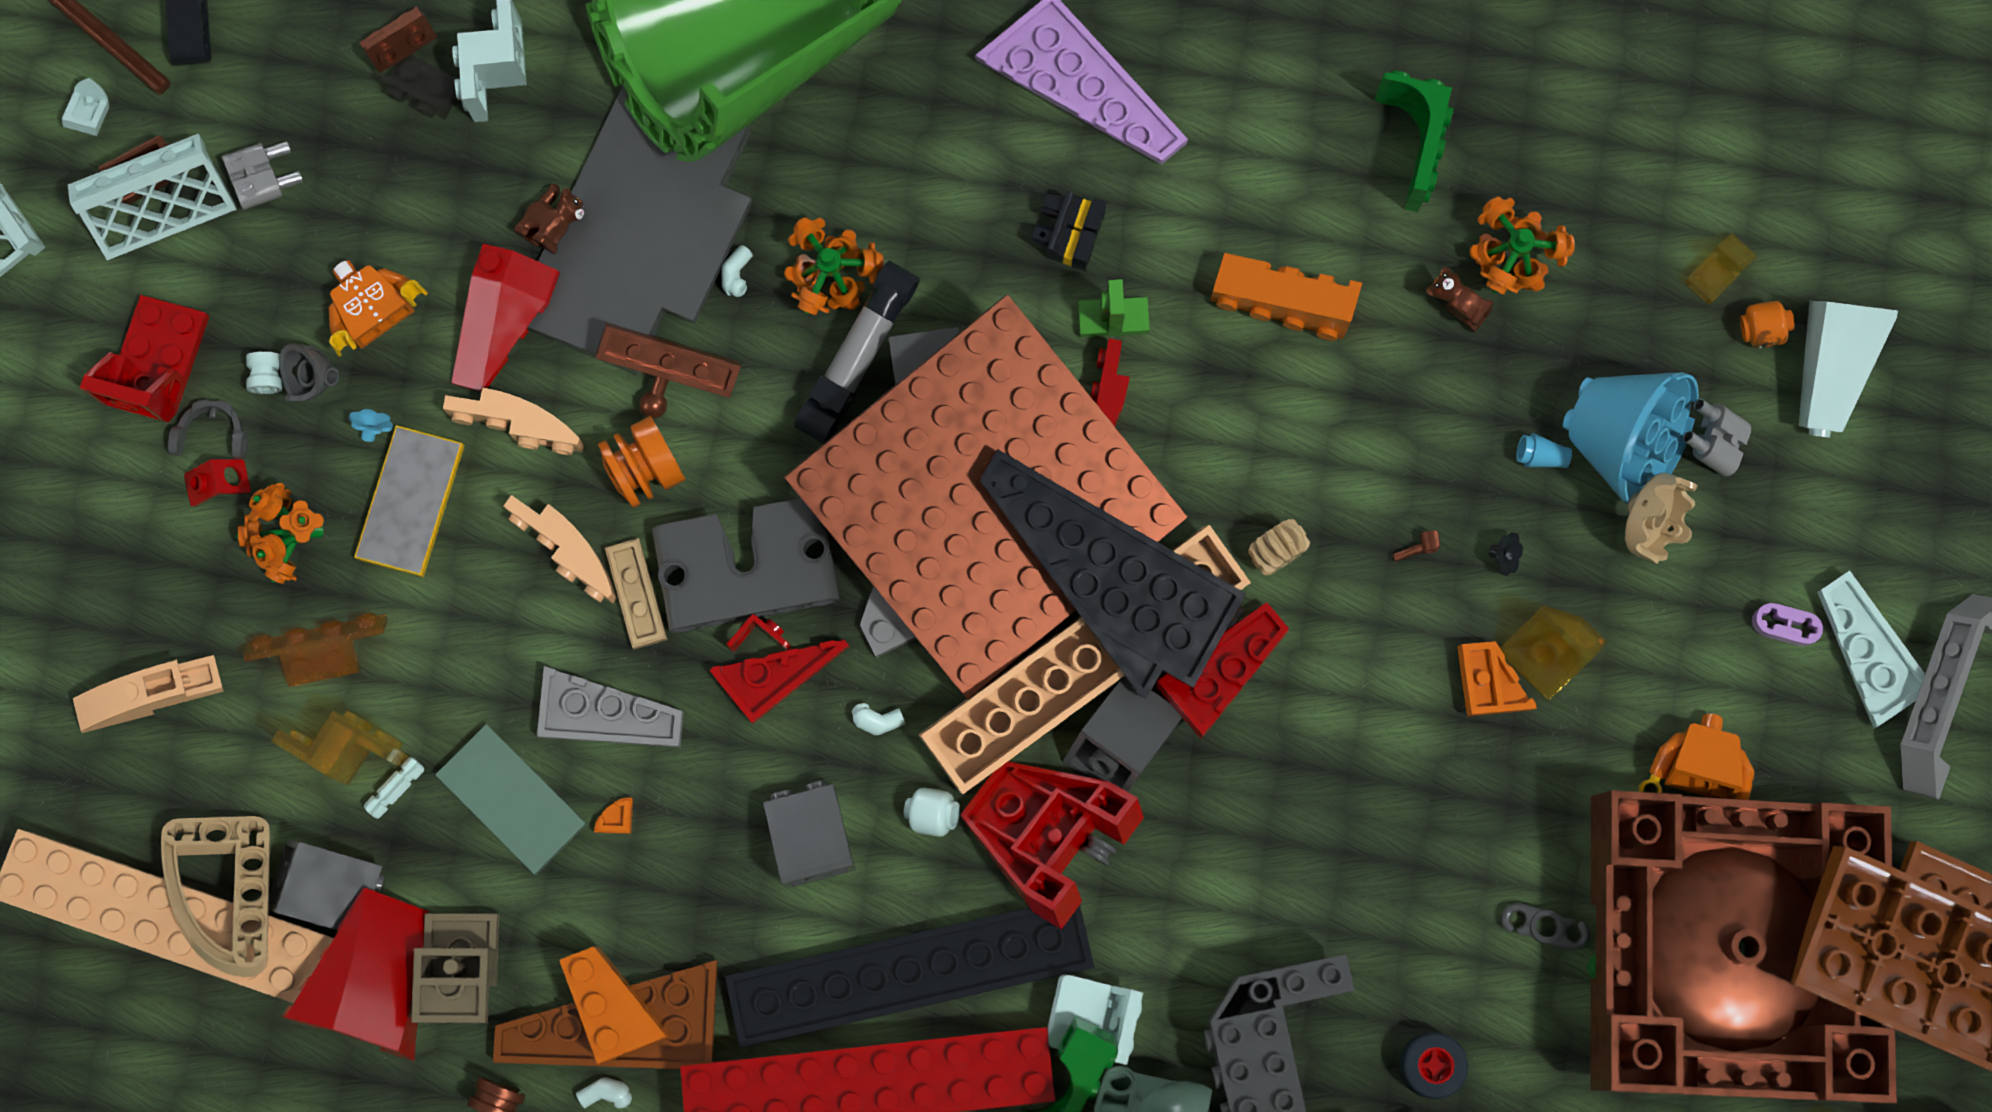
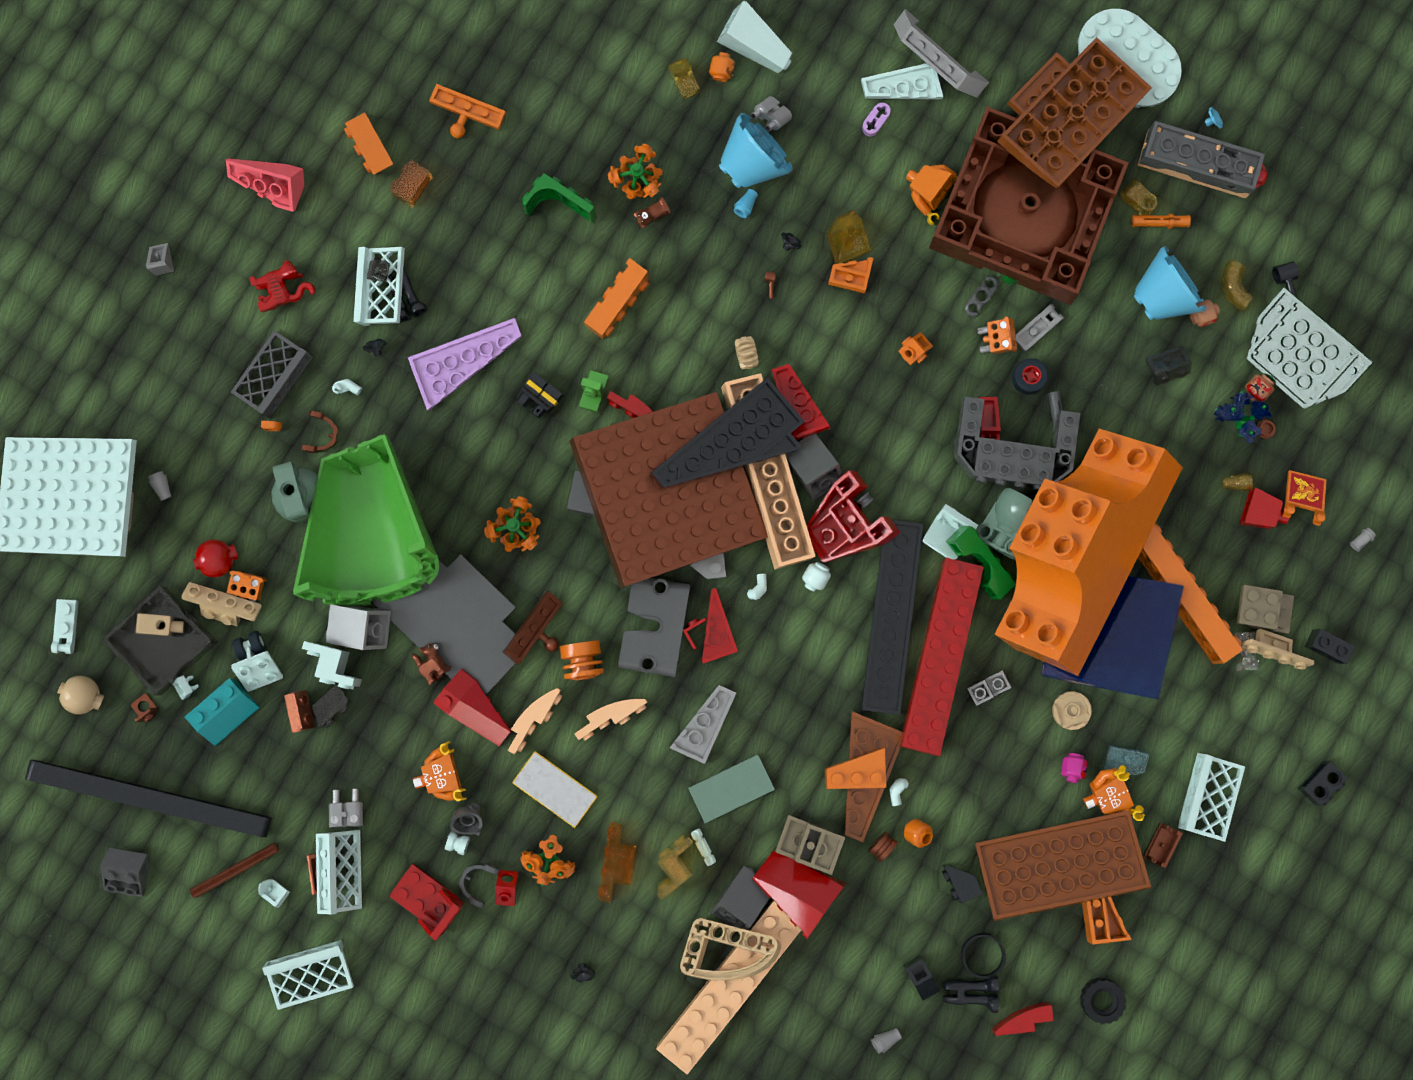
camera: 70 degrees left, 5 degrees up
(110, 660) = (583, 973): none -> black plant
(146, 691) = (607, 959): light nougat slope -> none
(370, 423) = (506, 795): medium azure plant -> none
(569, 80) = (358, 627): none -> slope
(616, 818) = (760, 738): orange tile -> none
(636, 593) = (647, 688): tan tile -> none
(731, 272) = (496, 579): light aqua arm -> none
(808, 834) = (806, 642): dark grey slope -> none
(836, 389) = (565, 528): black piece -> none
(1327, 1018) = (990, 419): none -> red slope
(1395, 836) = (915, 348): none -> orange brick
(1485, 984) = (1005, 330): none -> orange piece
(1527, 1048) = (1037, 328): none -> light grey plate
(1655, 512) = (799, 162): tan plate -> none

